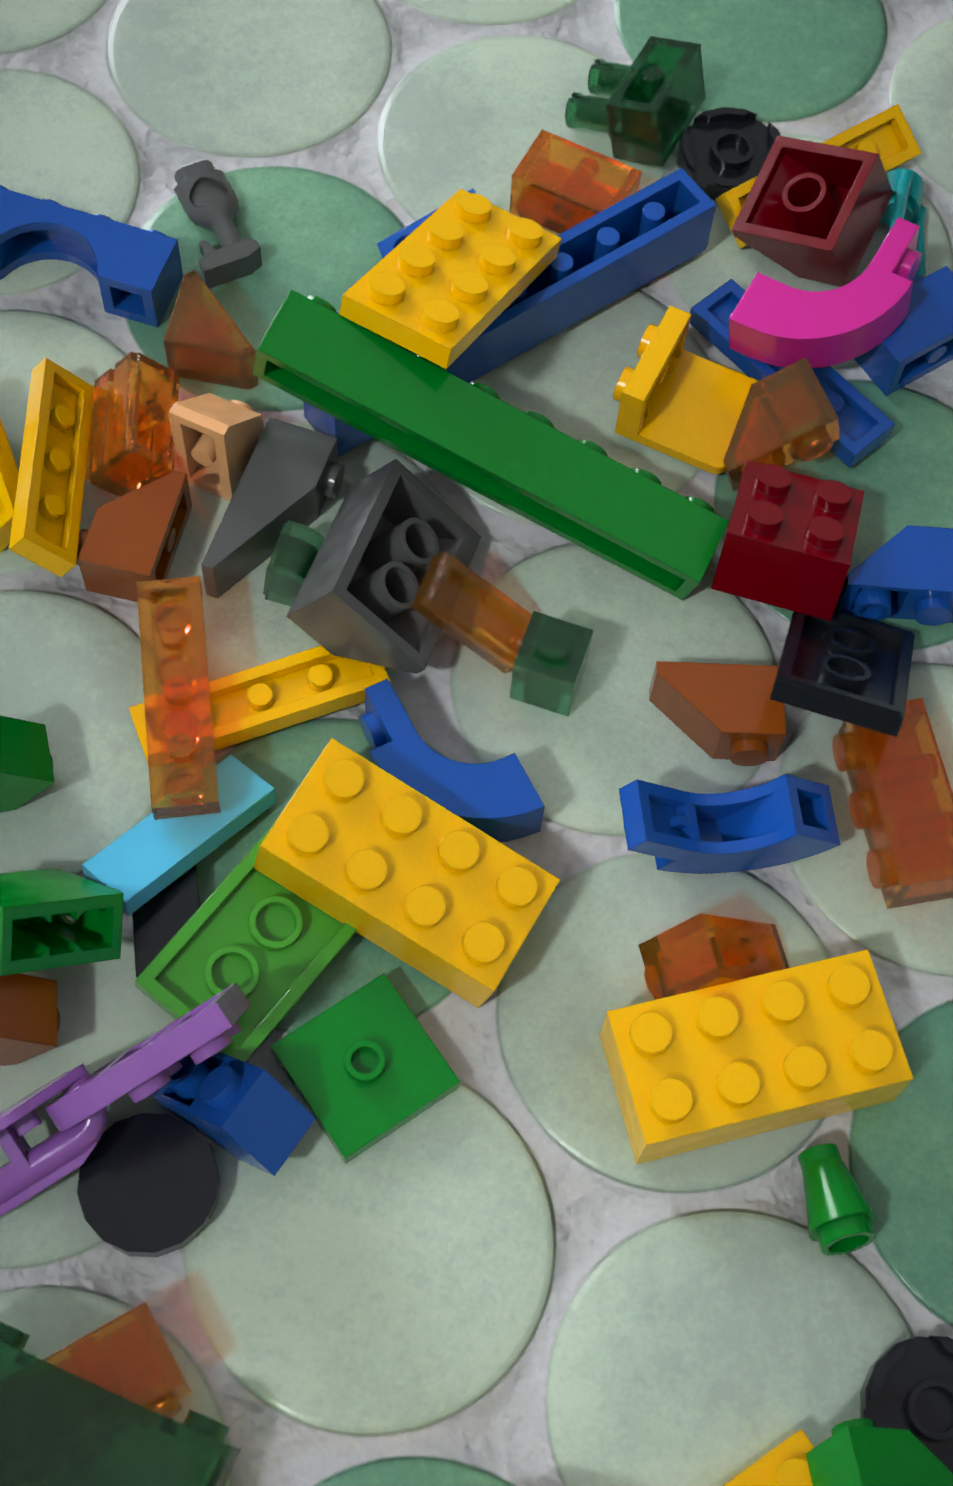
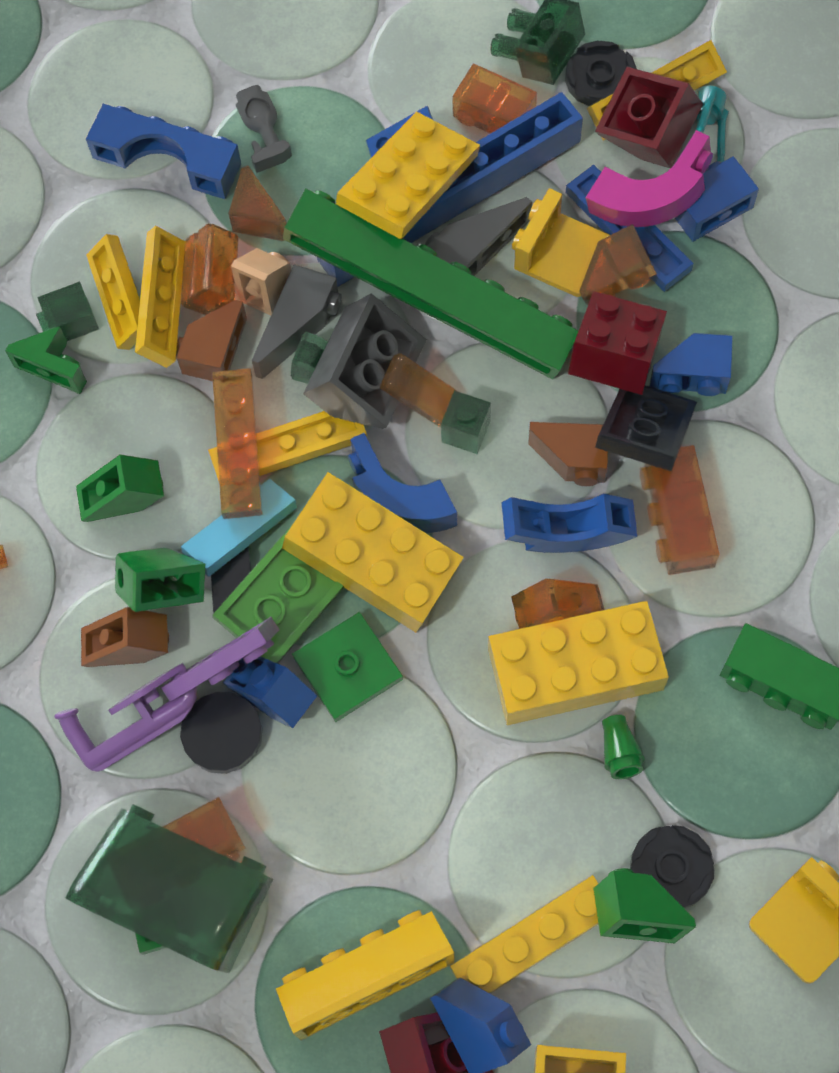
camera: 10 degrees right, 5 degrees up
(568, 376) = (480, 236): none -> dark grey slope

